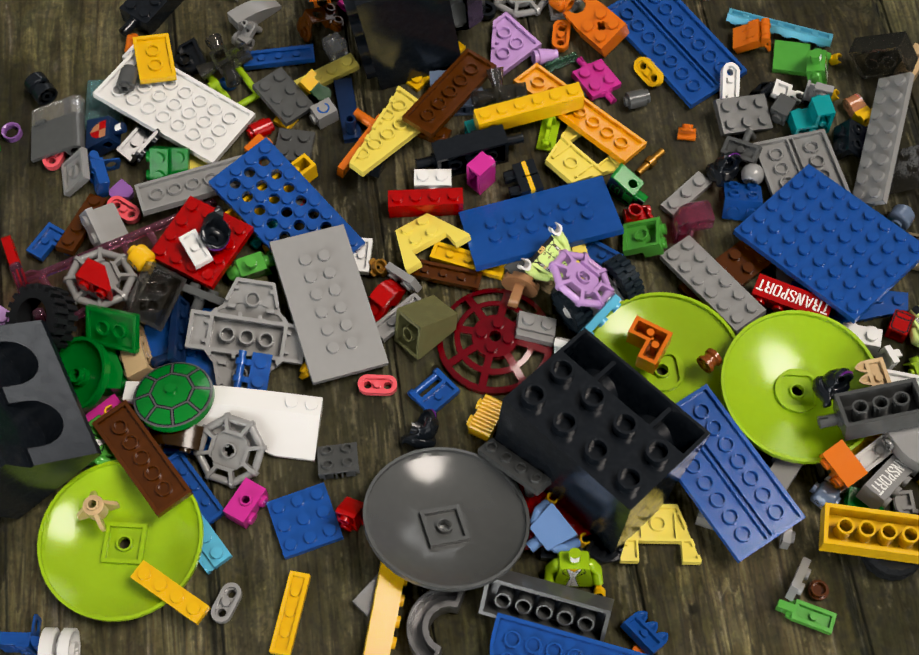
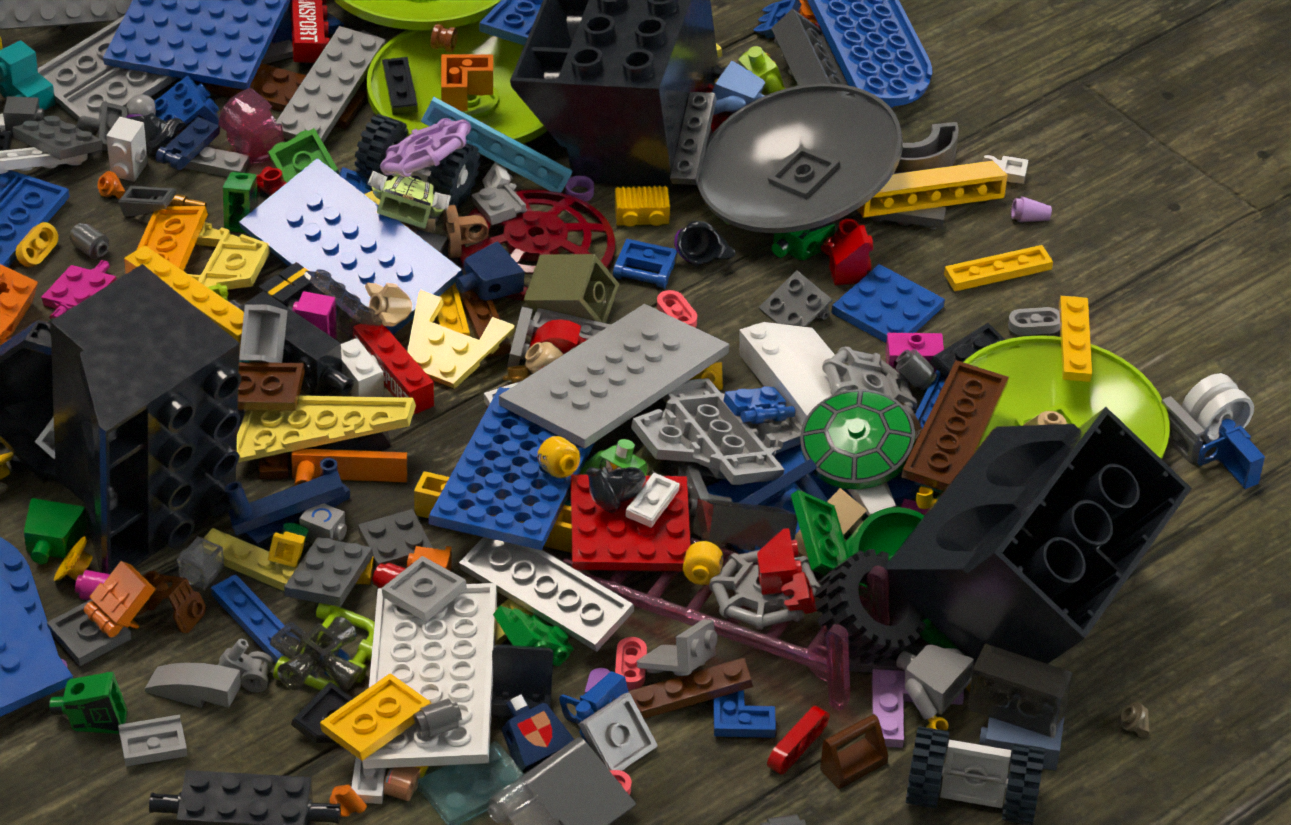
camera: 125 degrees left, 20 degrees down
(65, 278) = (802, 592): none -> red tile
(67, 620) = (1184, 430): none -> light grey plate
(216, 528) = (965, 348): none -> black tile
(224, 486) = (915, 368): none -> dark grey brick
(229, 124) = (424, 588): none -> light grey plate
(262, 219) = (558, 457): none -> yellow head
(345, 93) = (251, 515): none -> dark blue piece
(373, 278) = (541, 355): none -> tan head
(464, 121) = (263, 334): none -> light grey panel
(465, 285) = (491, 274): none -> dark blue torso
(466, 212) = (389, 303): none -> tan brick
(485, 188) = (348, 306): none -> clear smoke bracket
(658, 135) = (145, 199): none -> dark grey slope
(684, 321) = (400, 85): none -> black tile
(696, 179) = (188, 143): none -> dark blue plate
(706, 142) = (127, 148): none -> white brick
(849, 139) = (43, 41): black bracket -> none

